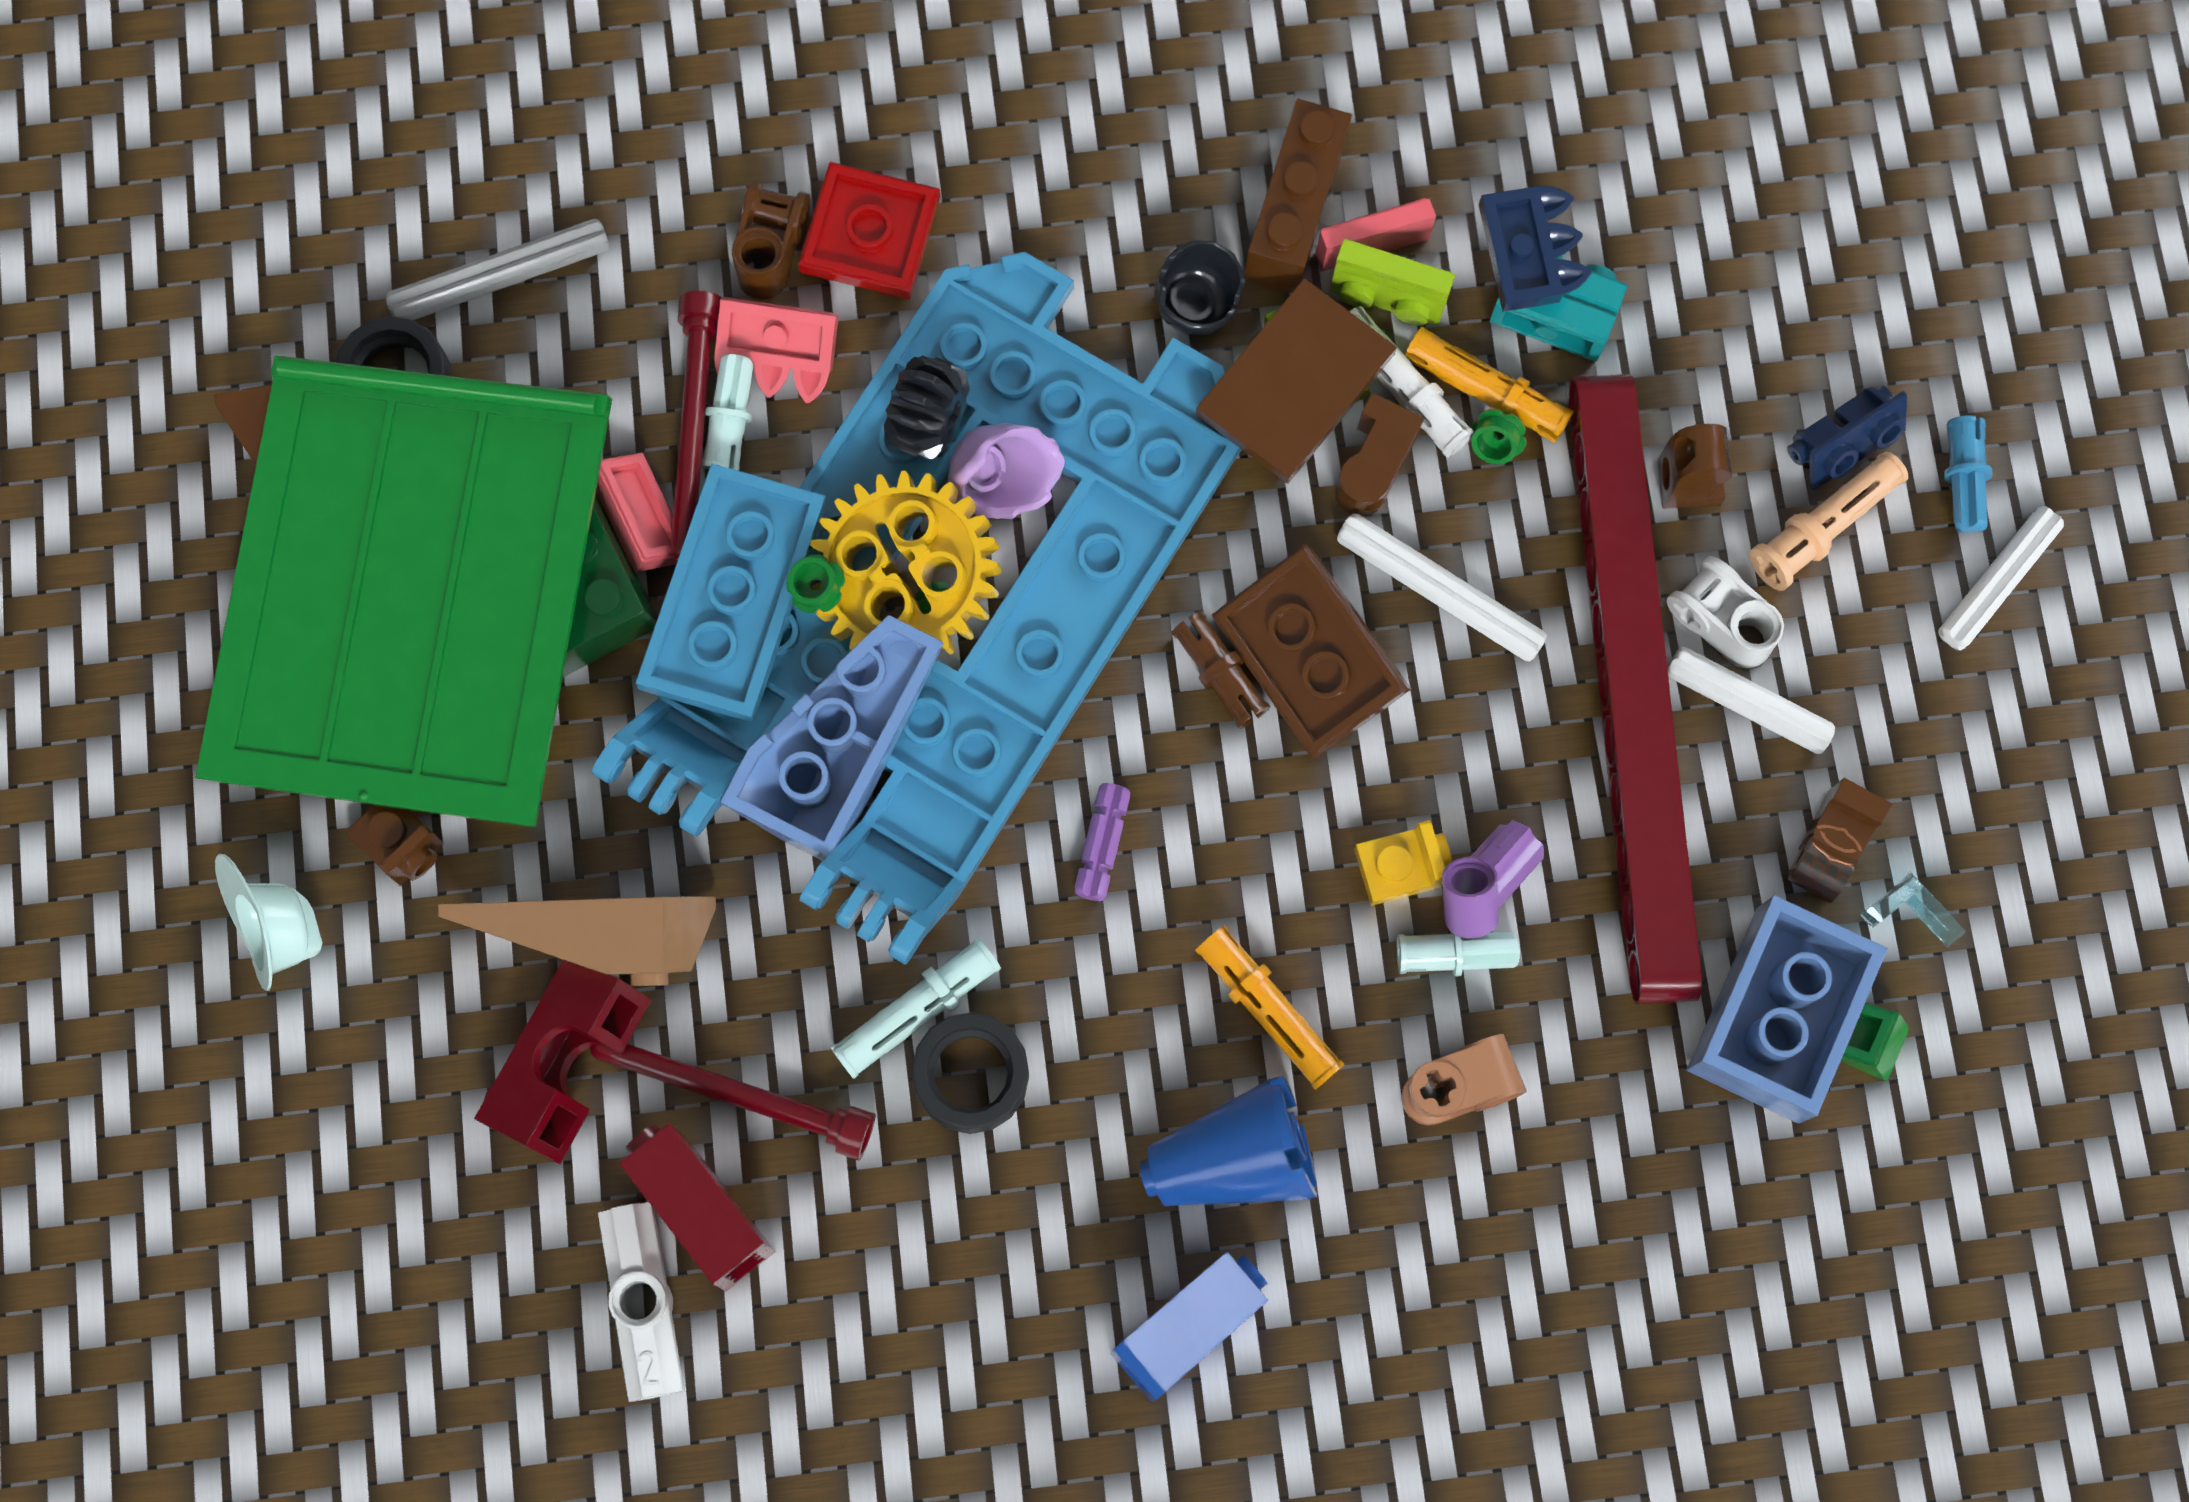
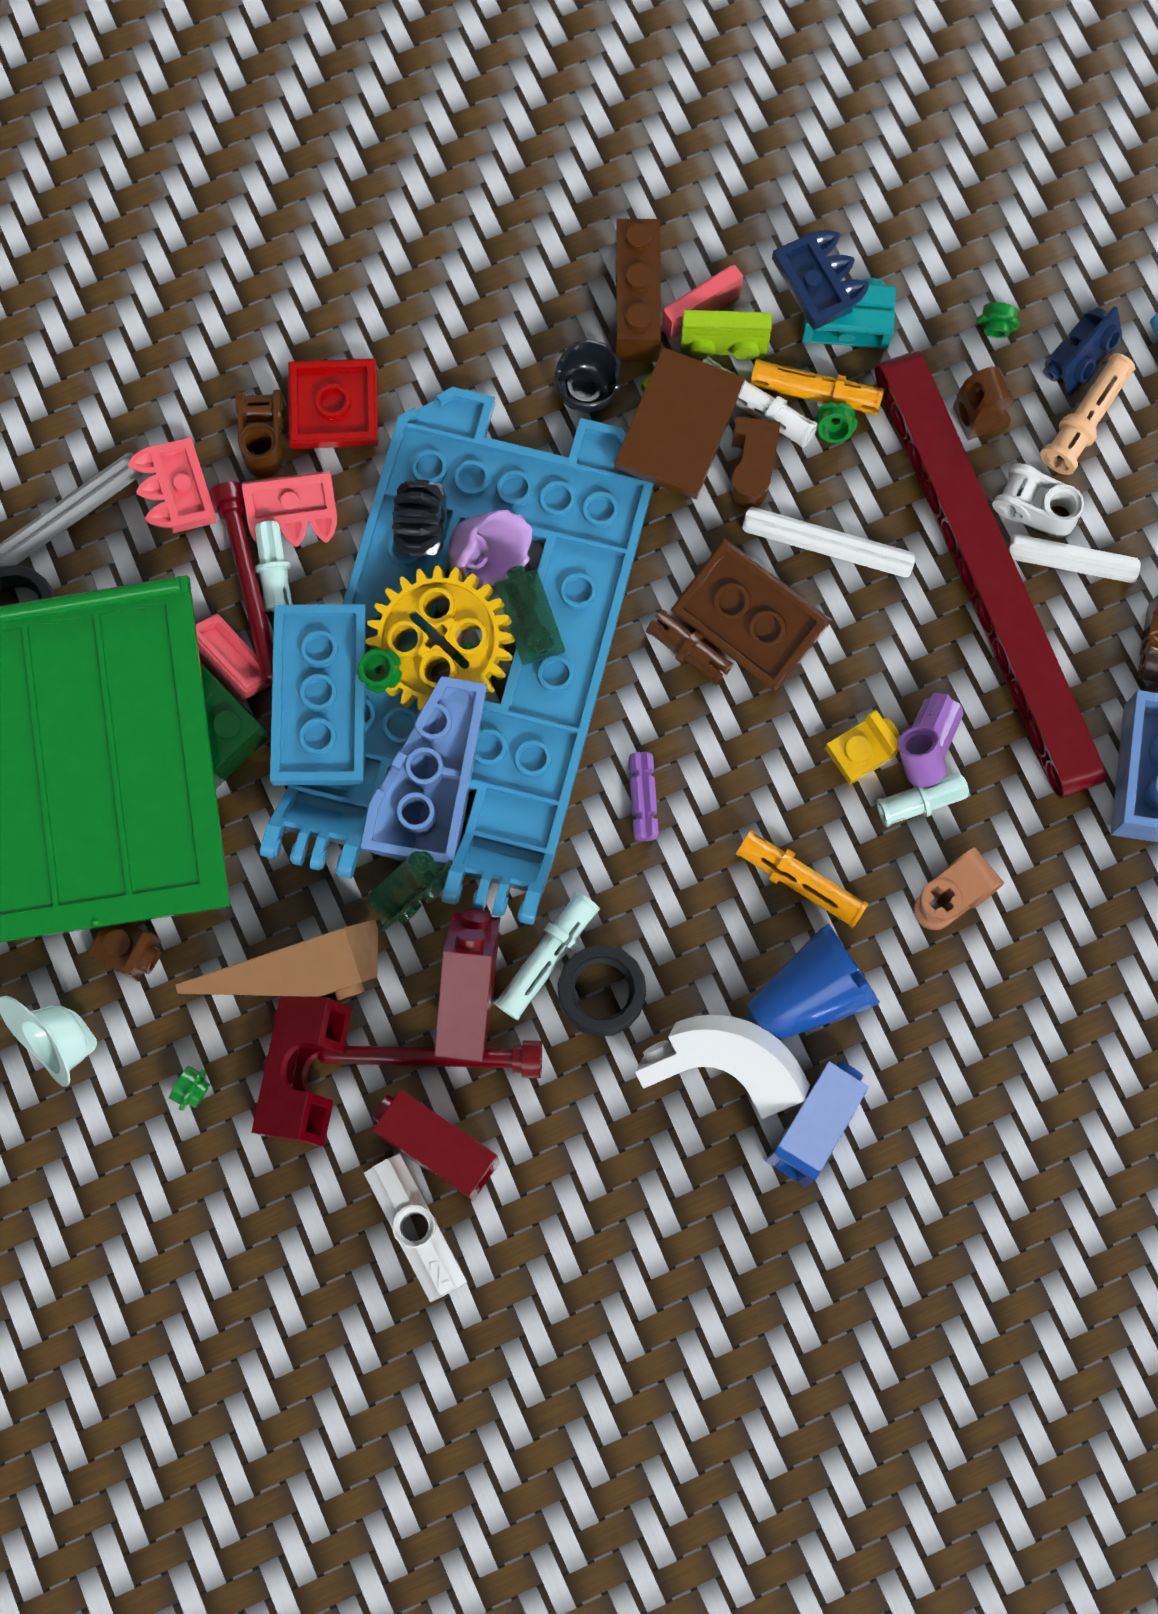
camera: 15 degrees left, 0 degrees up
(418, 1039) = (190, 1088): none -> green plate
(642, 274) = (177, 483): none -> coral plate
(763, 866) = (410, 882): none -> clear green hinge
(797, 1017) = (467, 985): none -> brick
(1028, 570) = (531, 615): none -> clear green hinge
(1115, 1199) = (735, 1047): none -> white arch
(1750, 365) = (998, 319): none -> green plate

